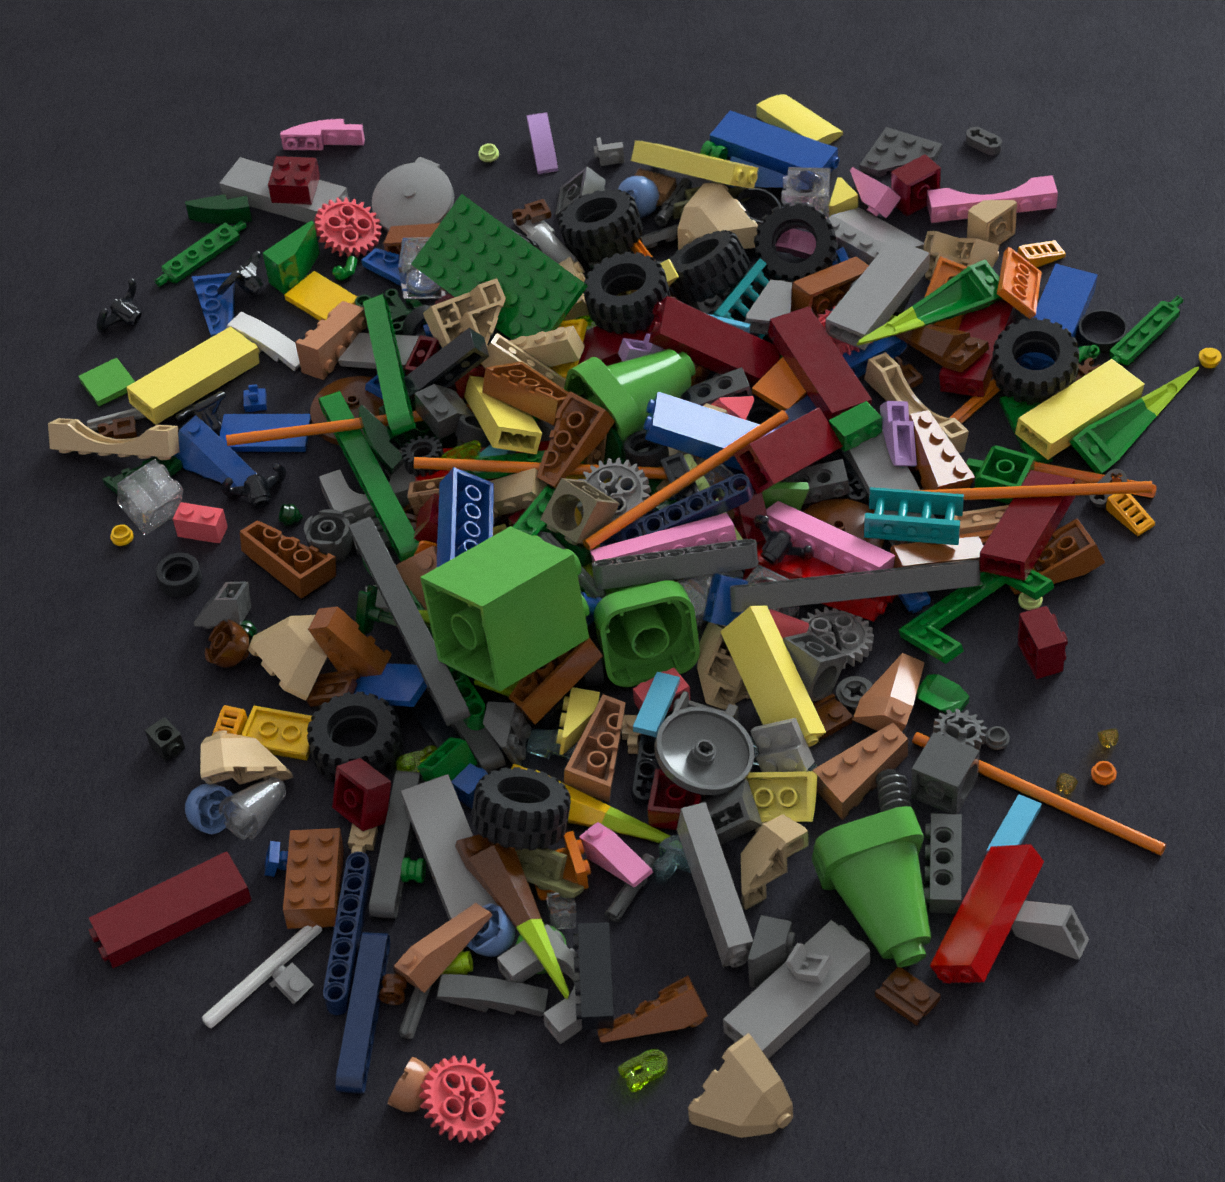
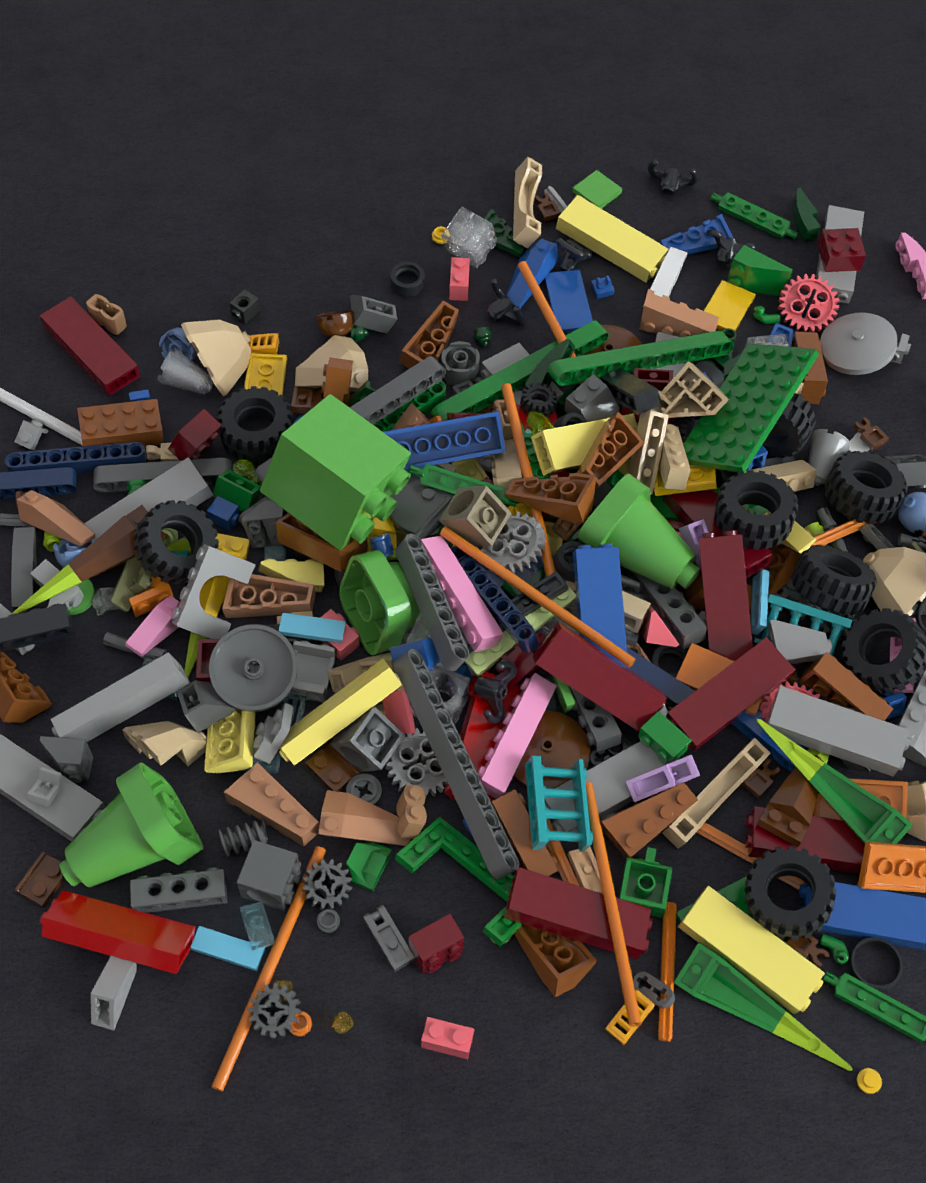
camera: 70 degrees right, 10 degrees up
(133, 879) = (106, 314): none -> medium nougat brick
(610, 806) = (209, 563): none -> light grey arch
(894, 643) = (411, 812): none -> medium nougat brick
(994, 797) = (257, 925): none -> clear light blue plate
(1023, 689) = (389, 938): none -> flat silver plate
(1080, 785) = (274, 1020): none -> dark grey gear
(1135, 650) = (447, 1038): none -> coral brick

